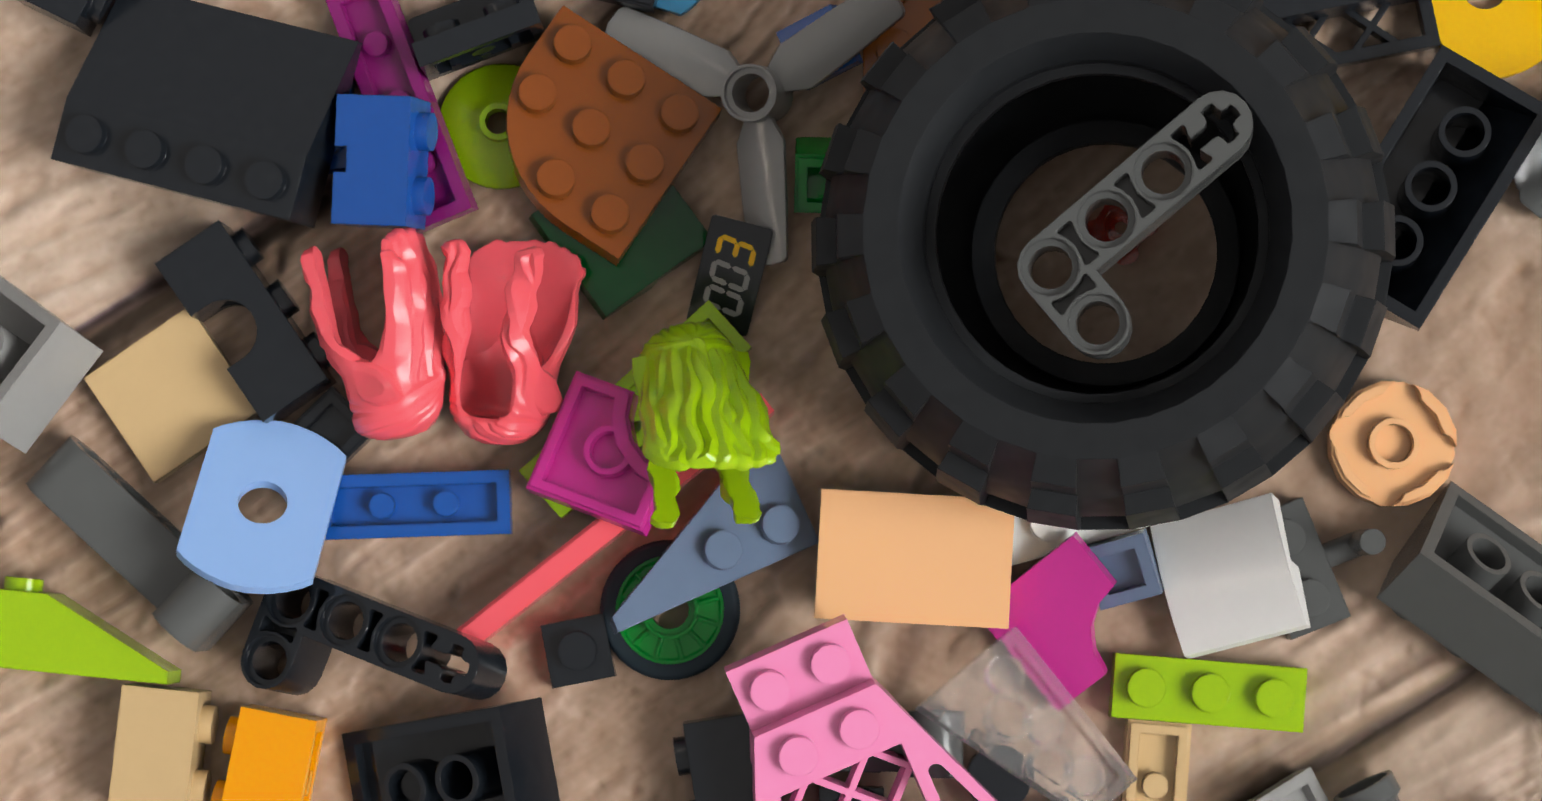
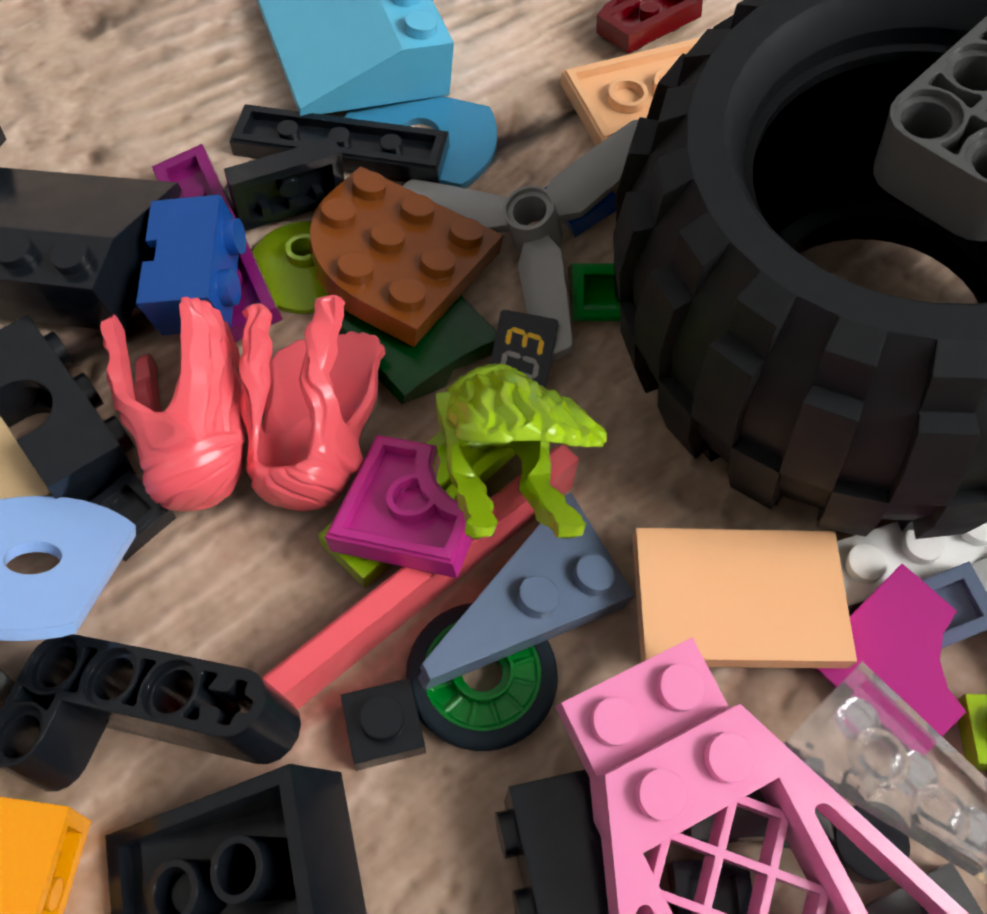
camera: 10 degrees left, 25 degrees down
(422, 505) = (209, 577): blue plate -> none

